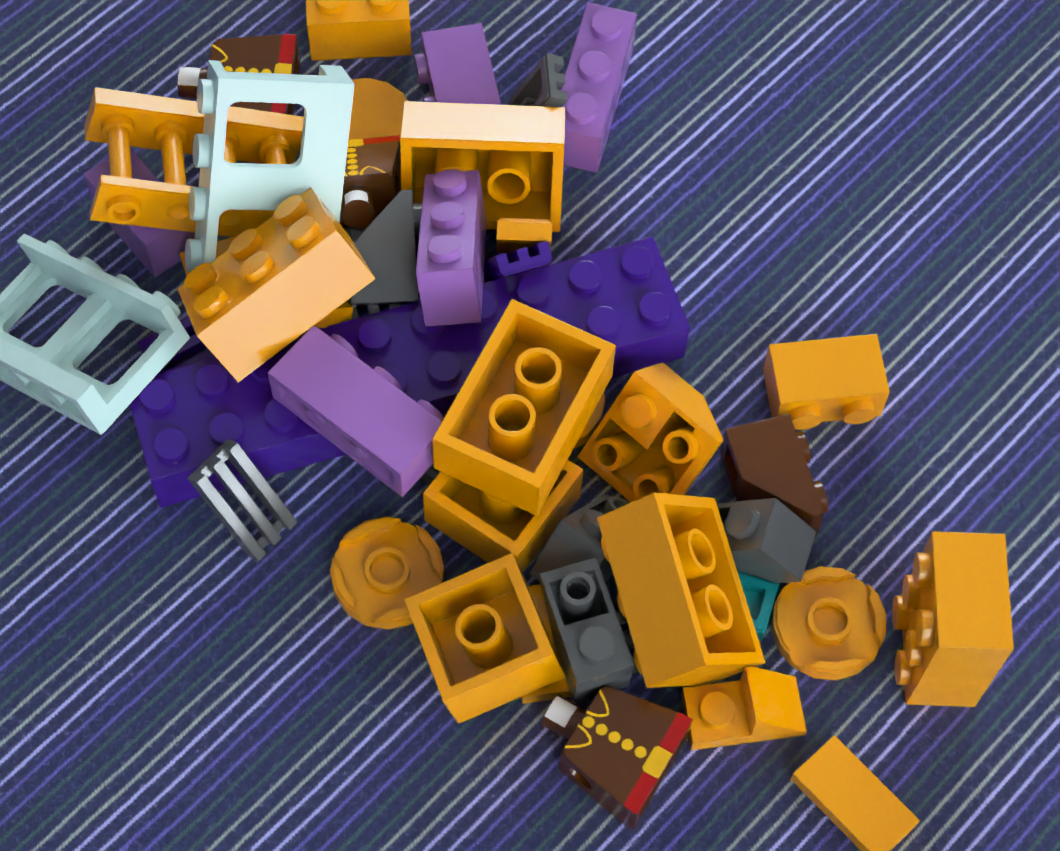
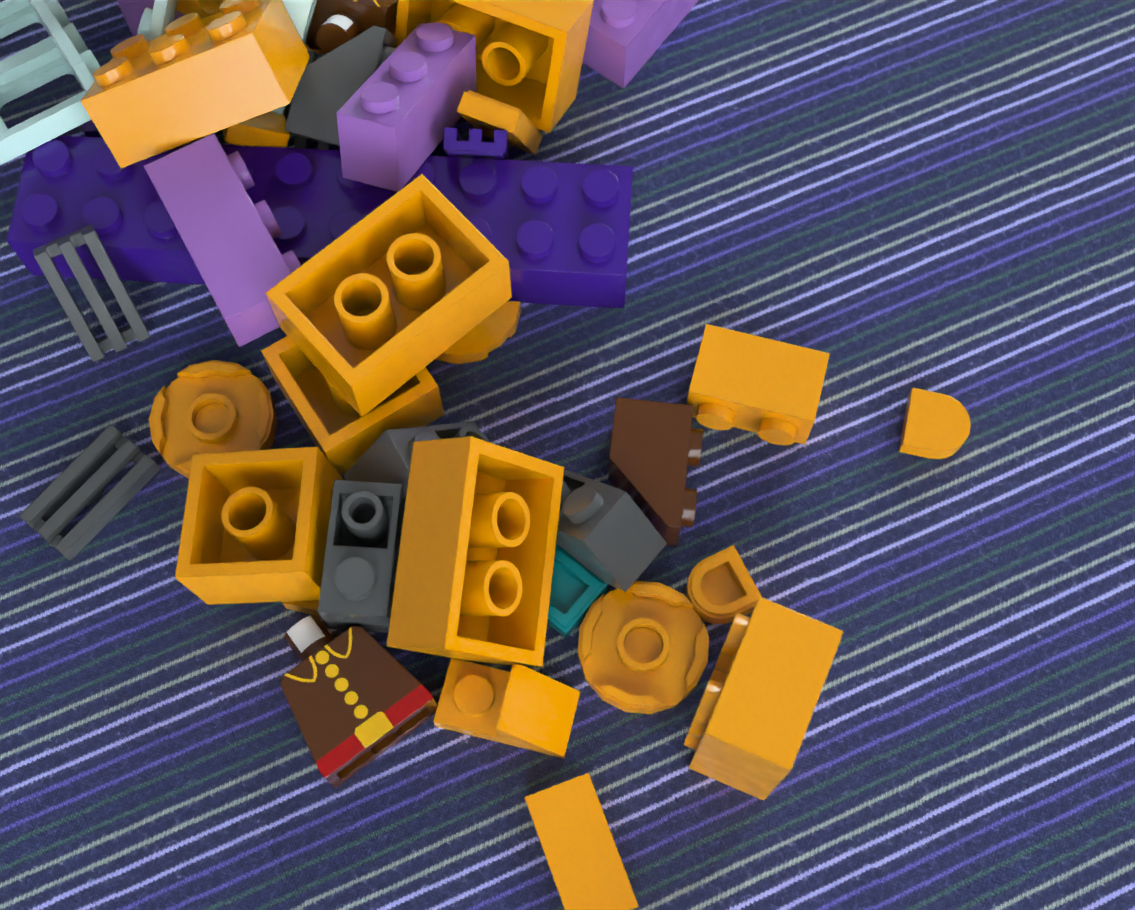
camera: 25 degrees right, 5 degrees up
(327, 626) = (82, 484): none -> dark grey tile
(653, 436) = (542, 377): light orange slope -> none
(870, 552) = (722, 587): none -> light orange tile
(975, 363) = (933, 425): none -> light orange tile

